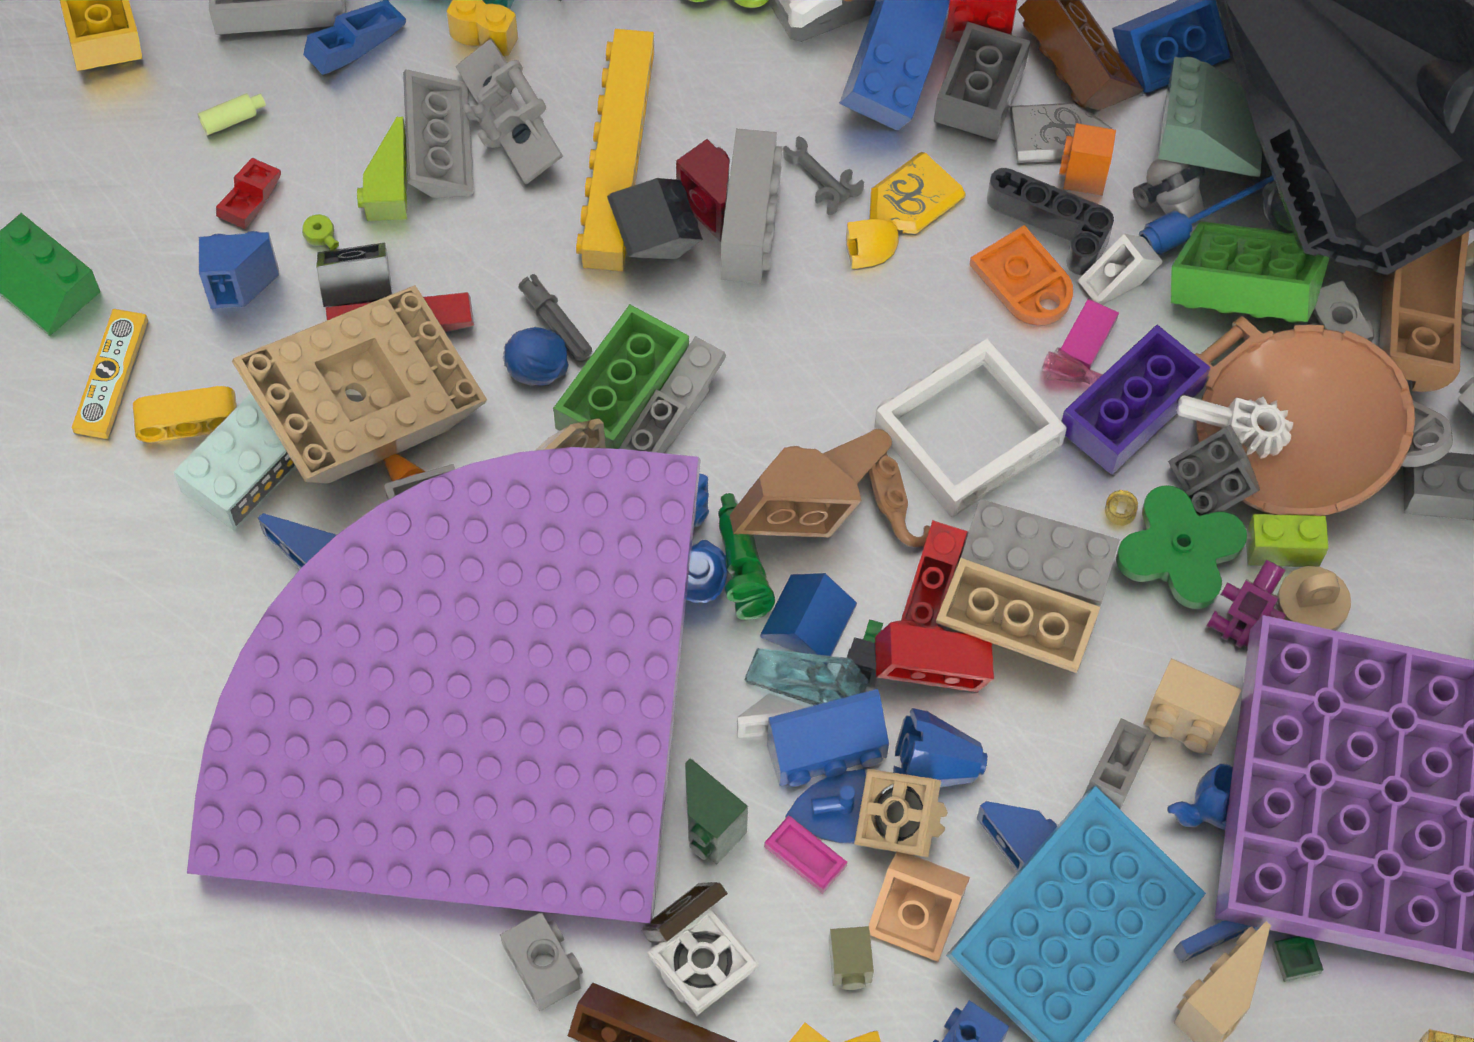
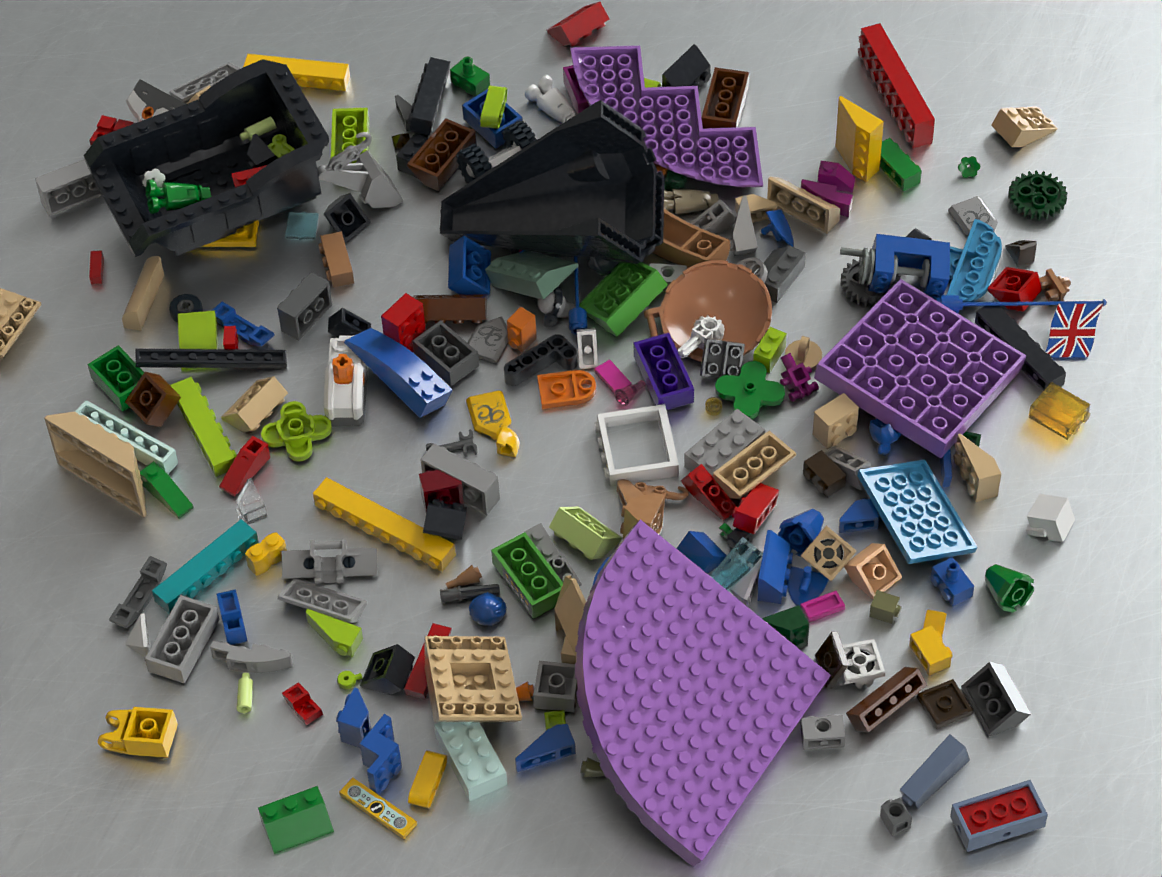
camera: 60 degrees left, 10 degrees down
(187, 328) = (380, 754): none -> blue bracket
(293, 92) = (257, 660): none -> light grey slope
(586, 305) = (469, 576): none -> medium nougat cone
(753, 422) = (584, 532): none -> yellowish green slope
(1077, 738) = (824, 474): none -> dark brown brick

